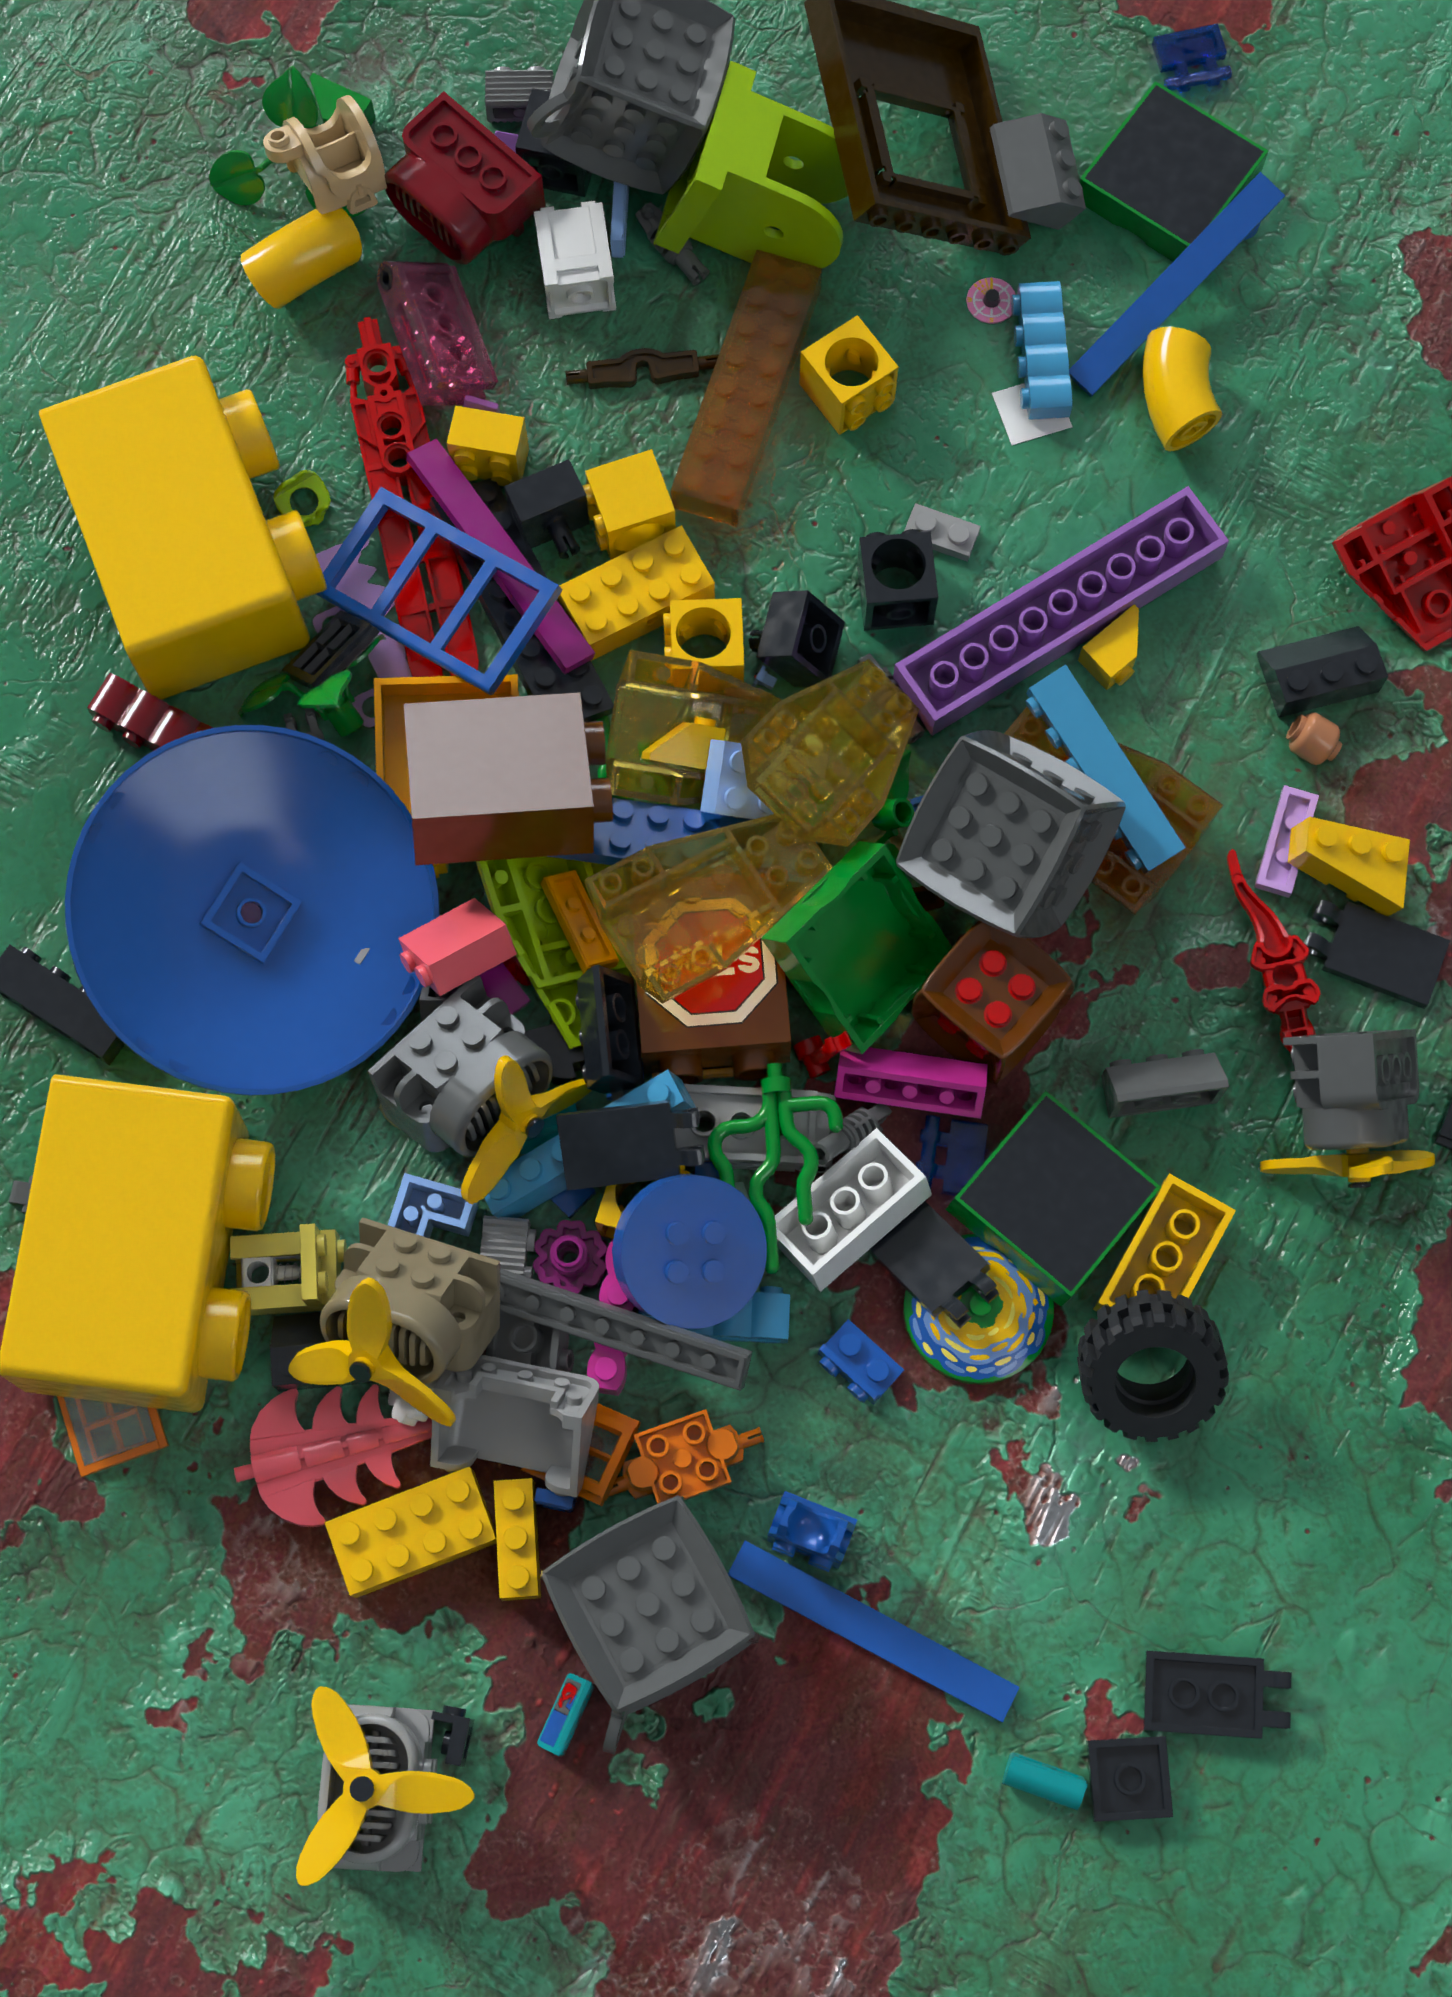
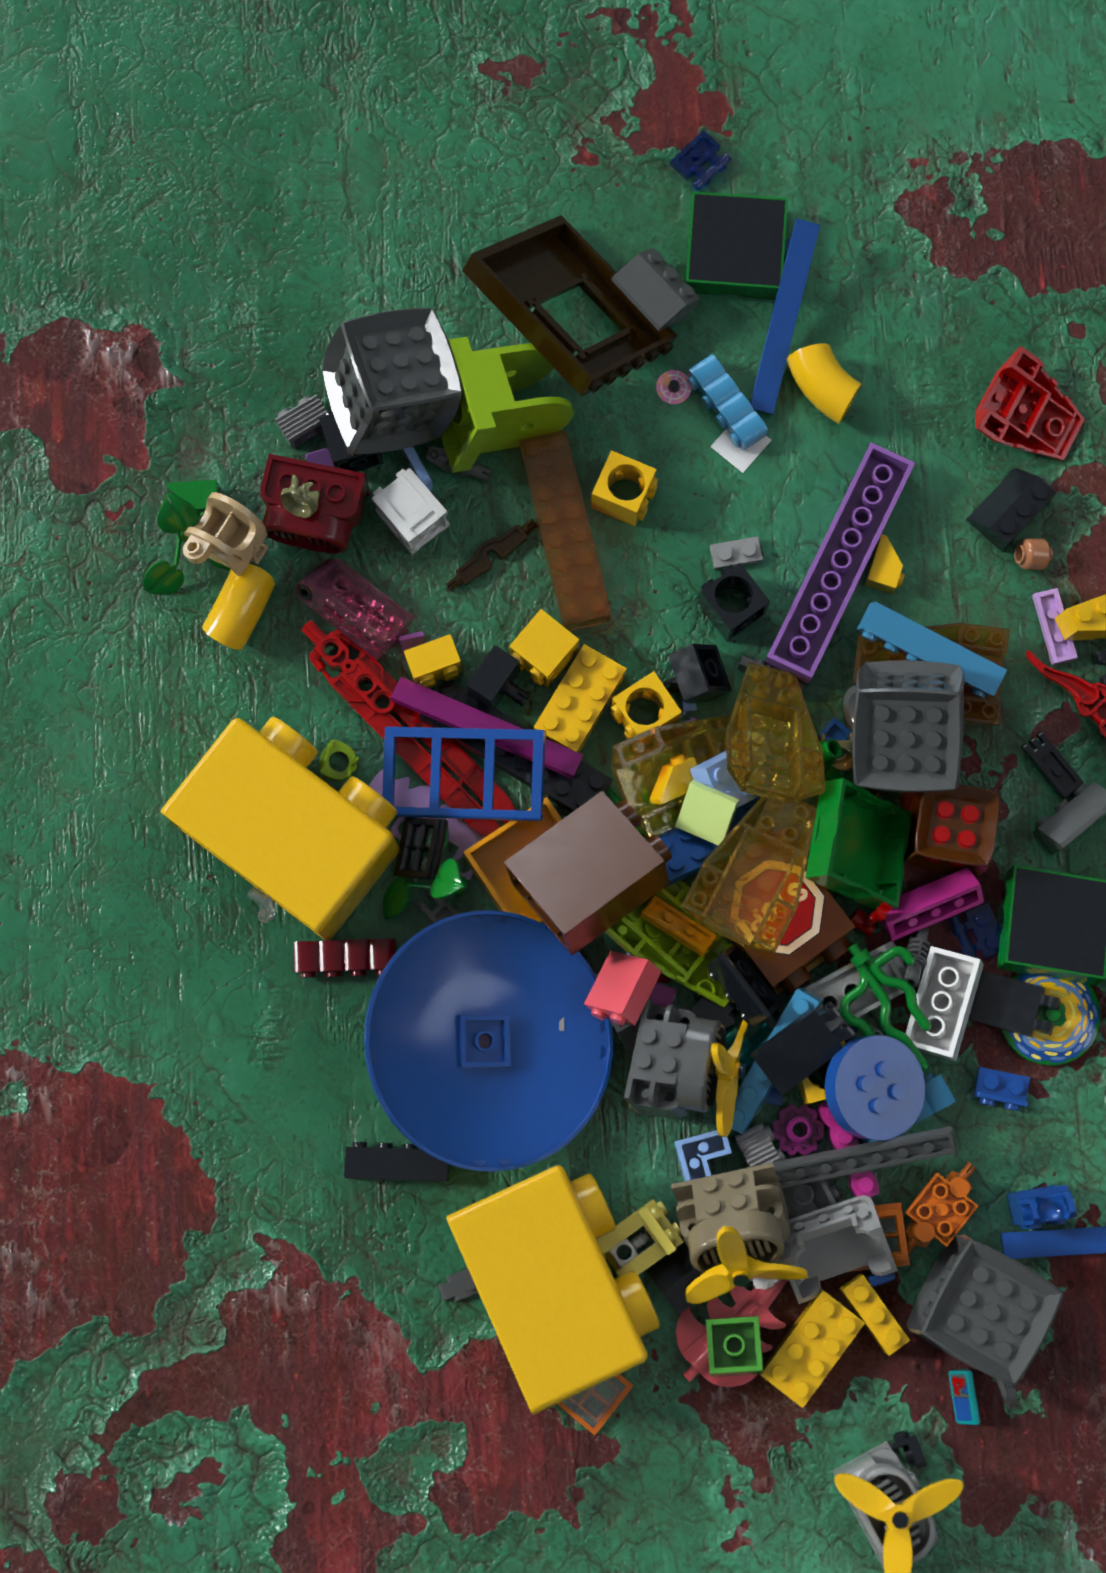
camera: 30 degrees left, 5 degrees up
(104, 624) = (265, 904): none -> clear arm
(313, 1464) = (734, 1346): none -> bright green brick
(445, 163) = (299, 499): none -> olive piece
(695, 796) = (706, 812): none -> yellowish green tile
(1176, 1006) = (1052, 765): none -> black hinge

